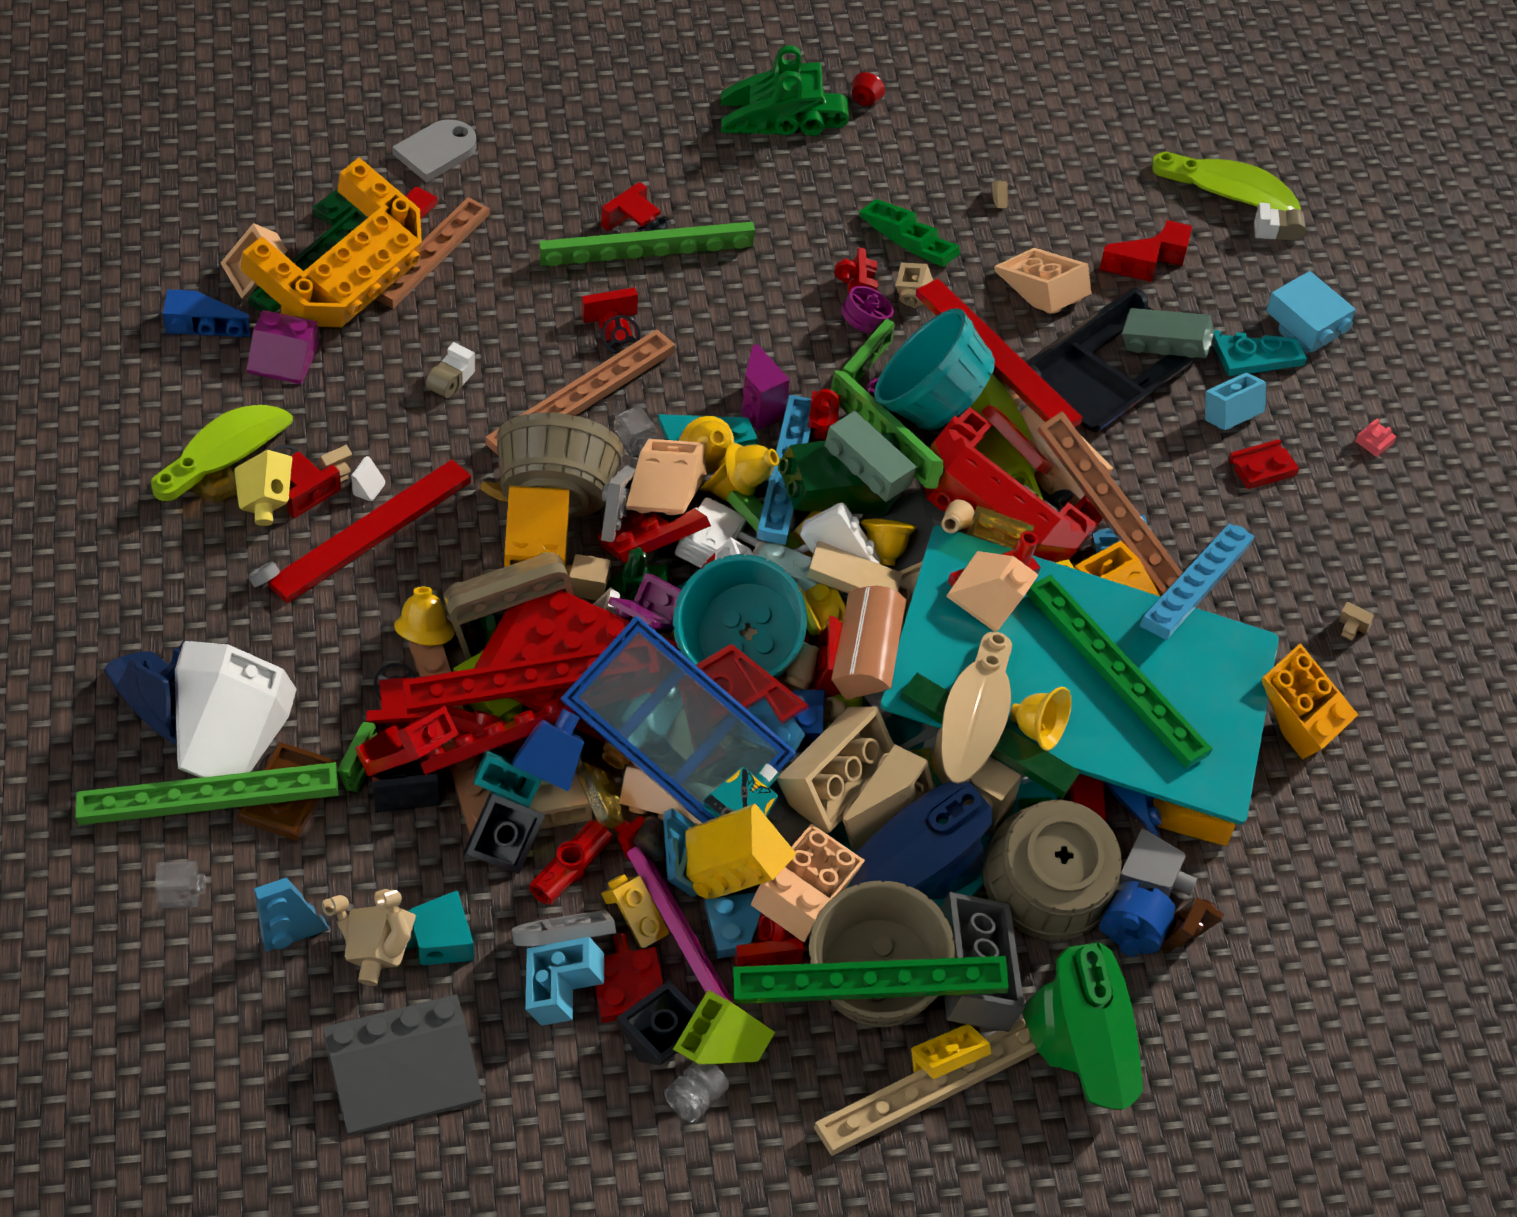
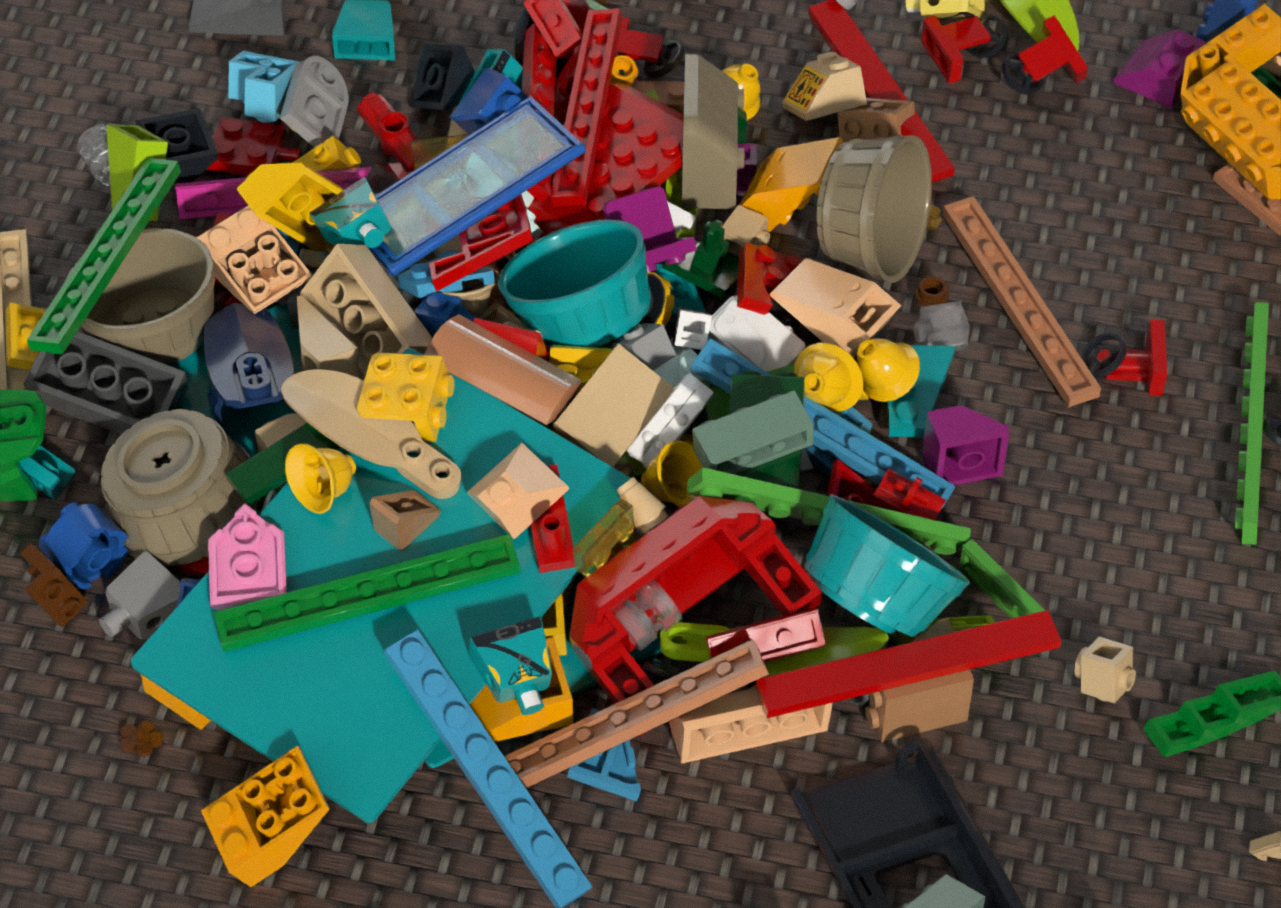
camera: 115 degrees right, 0 degrees up
(306, 404) = (1044, 59): none -> red piece
(340, 459) = (973, 74): tan tile -> none
(367, 480) = (946, 94): white slope -> none
(406, 550) = (826, 87): none -> tan slope
(422, 513) = (875, 119): none -> medium nougat bracket
(452, 371) = (1085, 194): leg -> none
(616, 497) = (806, 237): light grey wing -> none
(857, 271) = (1150, 618): red hips -> none
(866, 309) = (1077, 605): magenta wheel -> none
(943, 676) = (407, 389): none -> yellow bracket
(1044, 659) = (402, 516): none -> medium nougat slope
(1046, 279) = (1088, 836): light nougat slope -> none
(1123, 564) = (514, 663): none -> teal torso
(1129, 759) = (246, 561): none -> bright pink tile
(1267, 835) = (142, 738): none -> reddish brown plant

